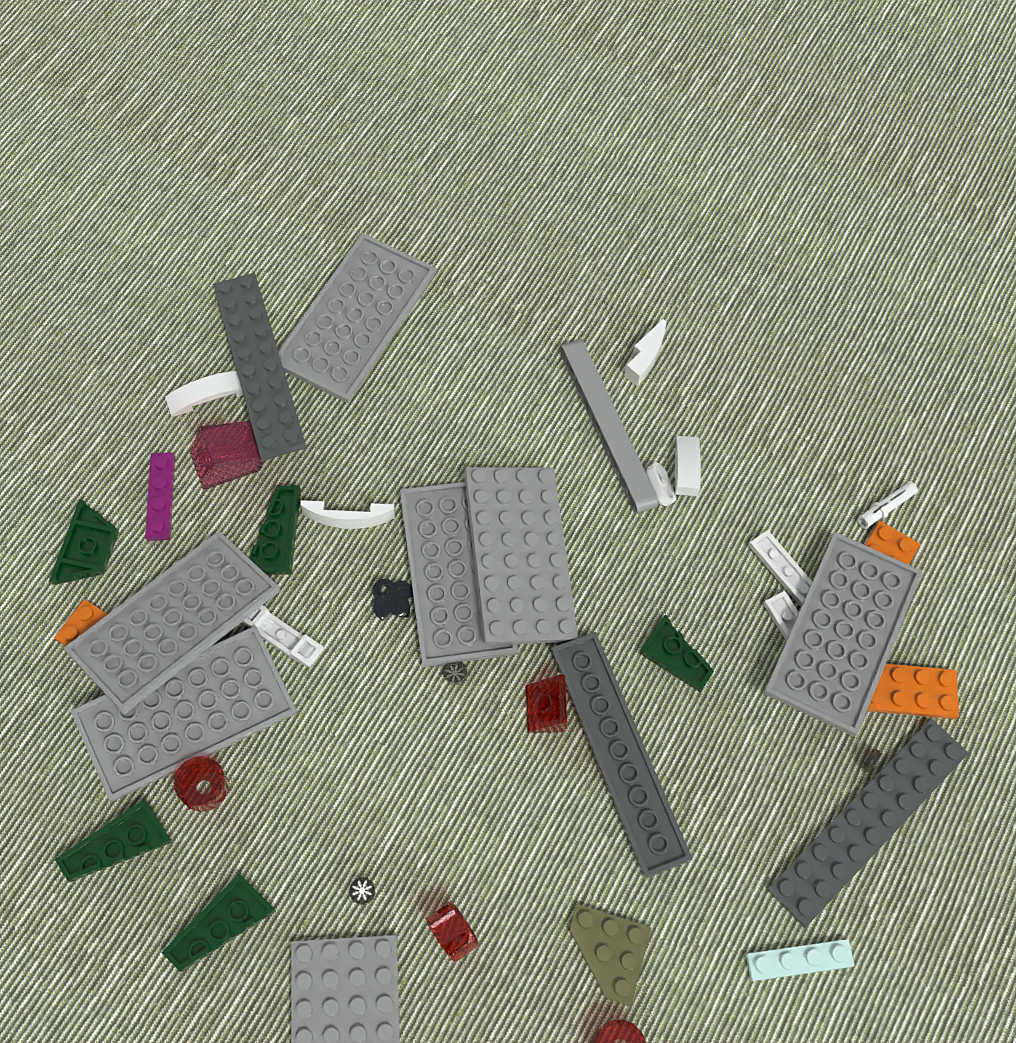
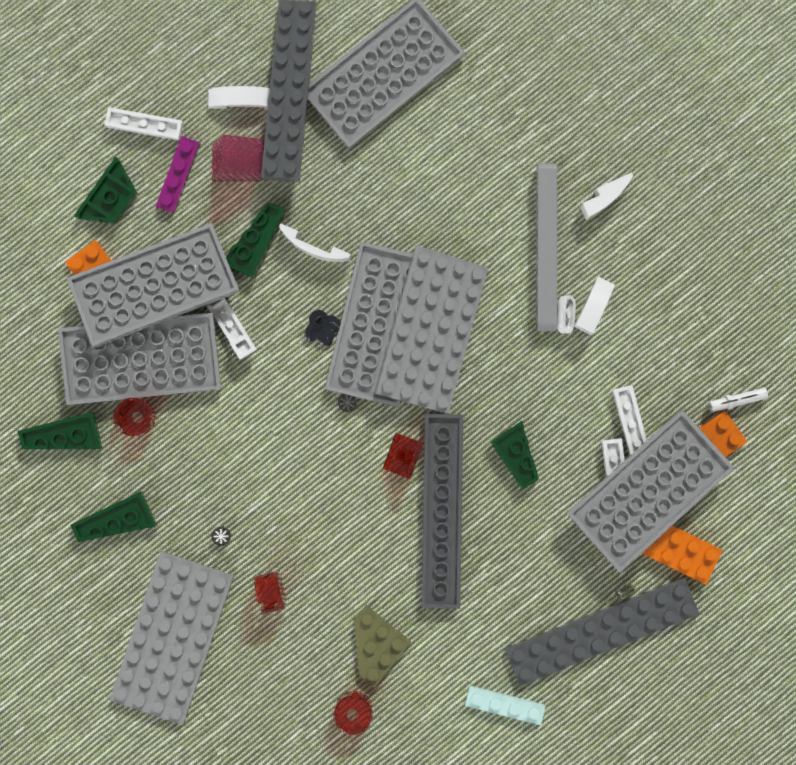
camera: 30 degrees right, 20 degrees up
(101, 455) = (144, 123): none -> white plate

